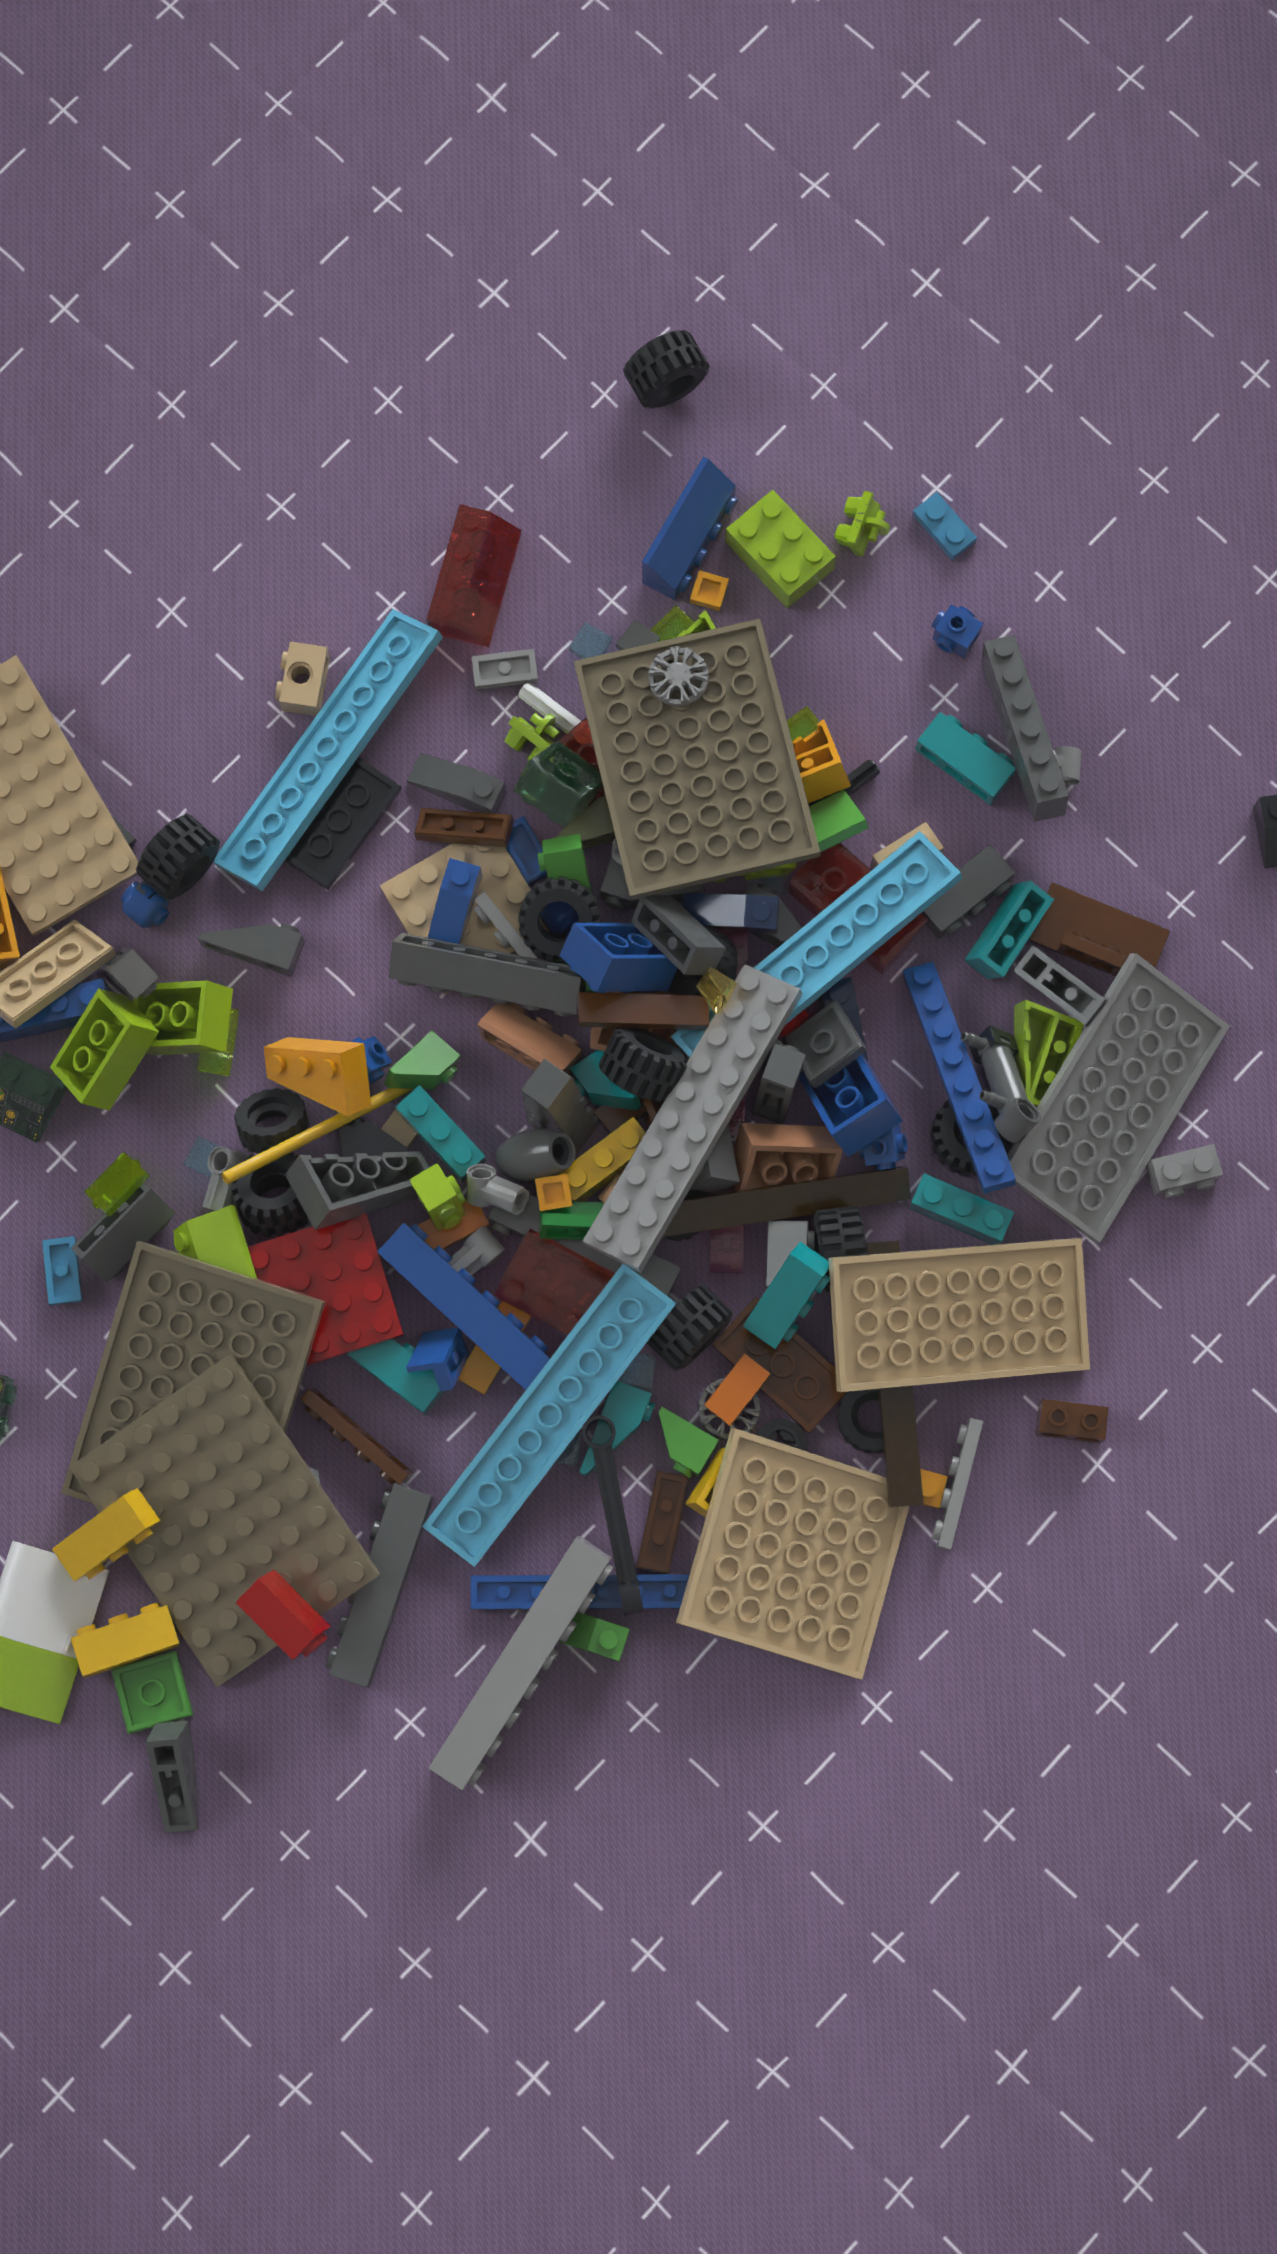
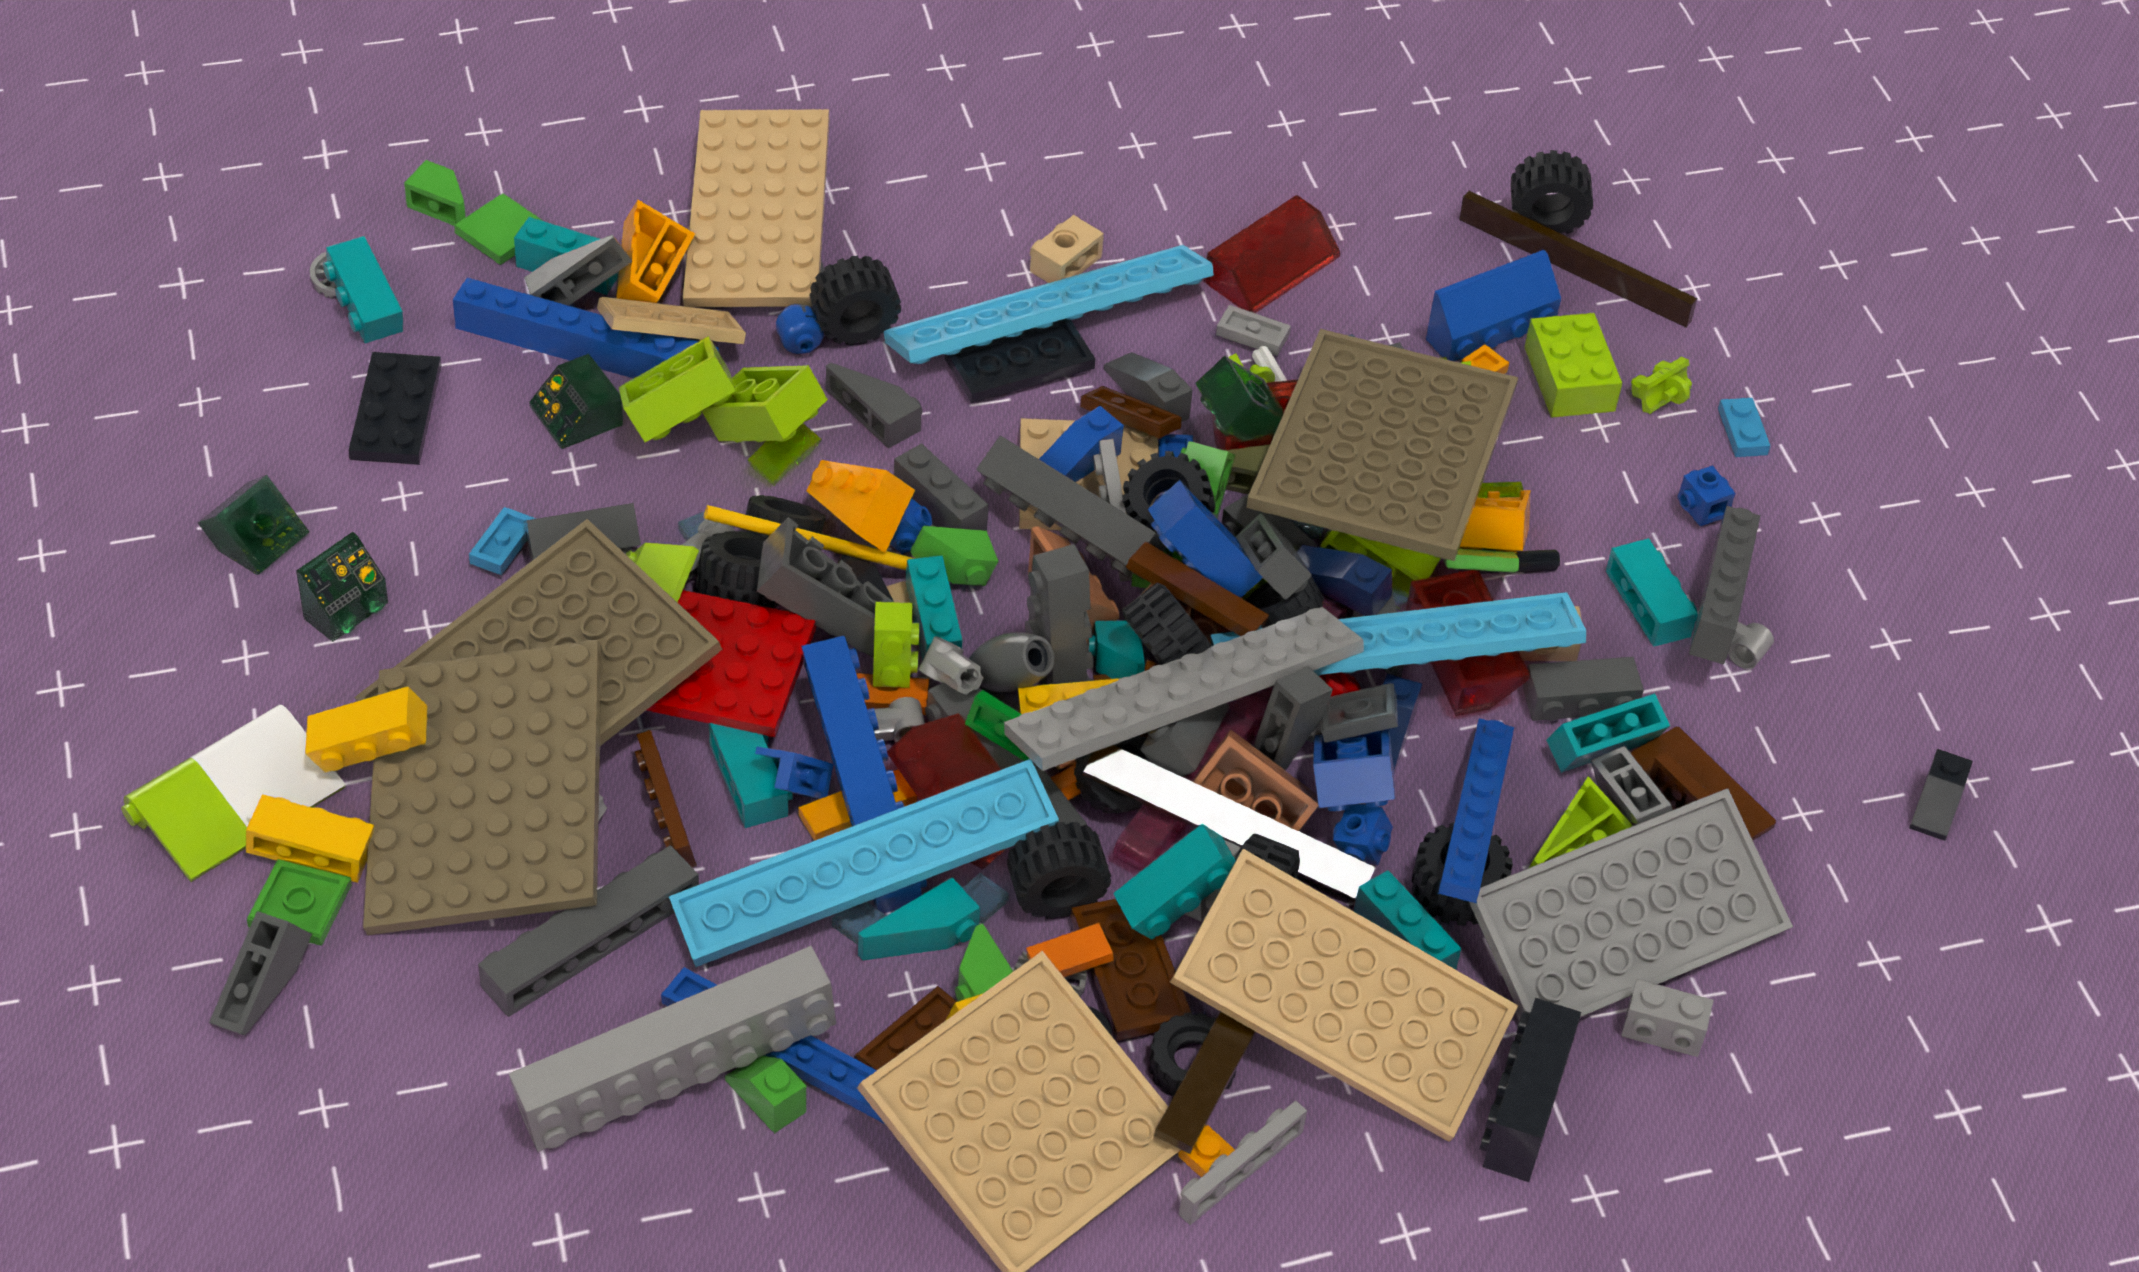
camera: 25 degrees right, 30 degrees down
(116, 1184) = (605, 500): clear neon green piece -> none
(131, 973) = (745, 340): dark grey slope -> none
(284, 1615) = (476, 864): red brick -> none
(370, 1010) = (941, 491): none -> dark grey brick
(553, 1192) = (1008, 687): light orange plate -> none
(615, 1519) = (832, 1051): black piece -> none
(678, 676) = (1410, 375): light grey wheel -> none
(716, 989) = (1281, 604): clear yellow slope -> none
(718, 420) = (1578, 259): none -> dark brown tile
(996, 1053) = (1520, 828): dark grey piece -> none
(1071, 1421) = (1403, 1168): reddish brown brick -> none
(1126, 1302) = (1528, 1089): none -> black brick

